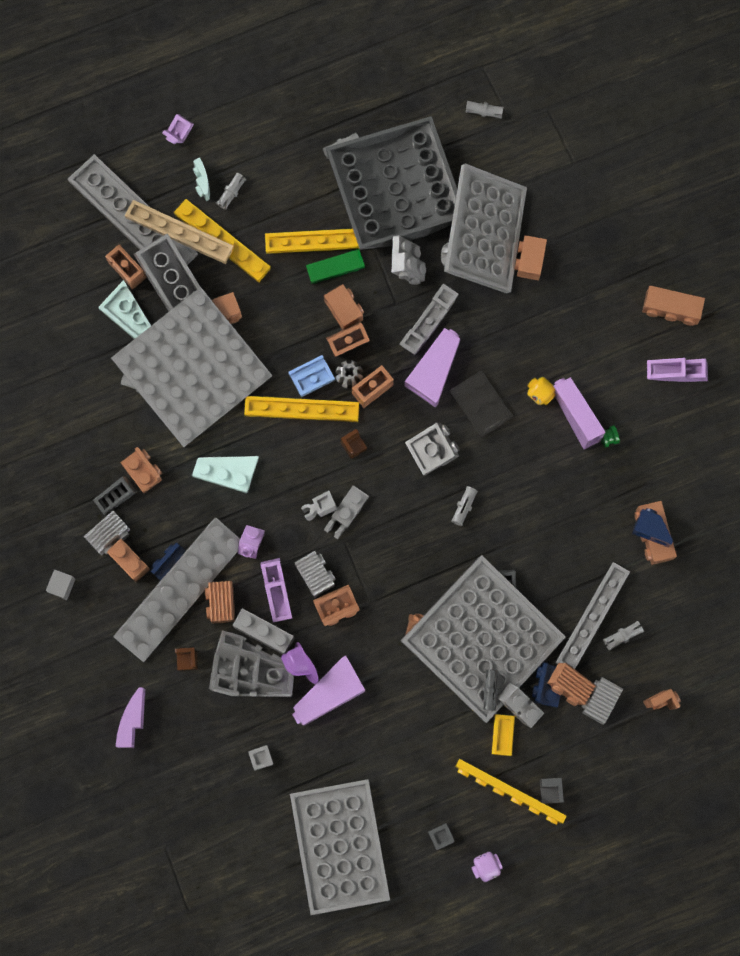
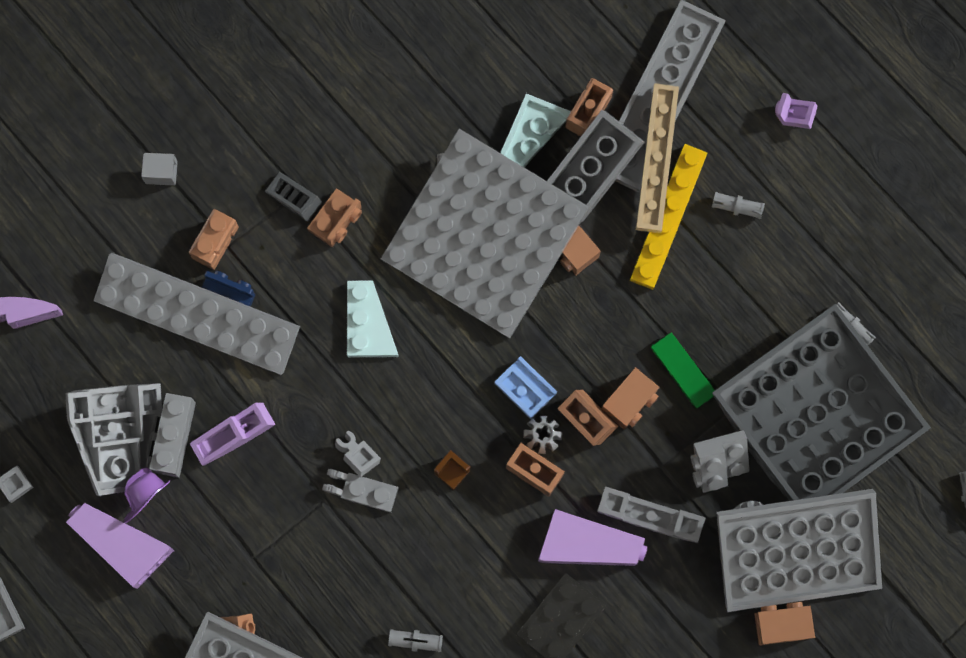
camera: 70 degrees right, 0 degrees up
(107, 533) = (241, 203): light grey brick -> none
(186, 659) = (112, 352): reddish brown panel -> none
(202, 180) = (736, 167): light aqua slope -> none
(221, 602) = (195, 370): nougat brick -> none
(250, 542) = (285, 381): lavender bracket -> none
(301, 409) = (479, 390): yellow tile -> none
(310, 241) = (705, 326): yellow plate -> none
(315, 574) = (266, 476): light grey brick -> none
(336, 605) = (233, 516): nougat bracket -> none
(433, 448) = (479, 575): light grey plate -> none

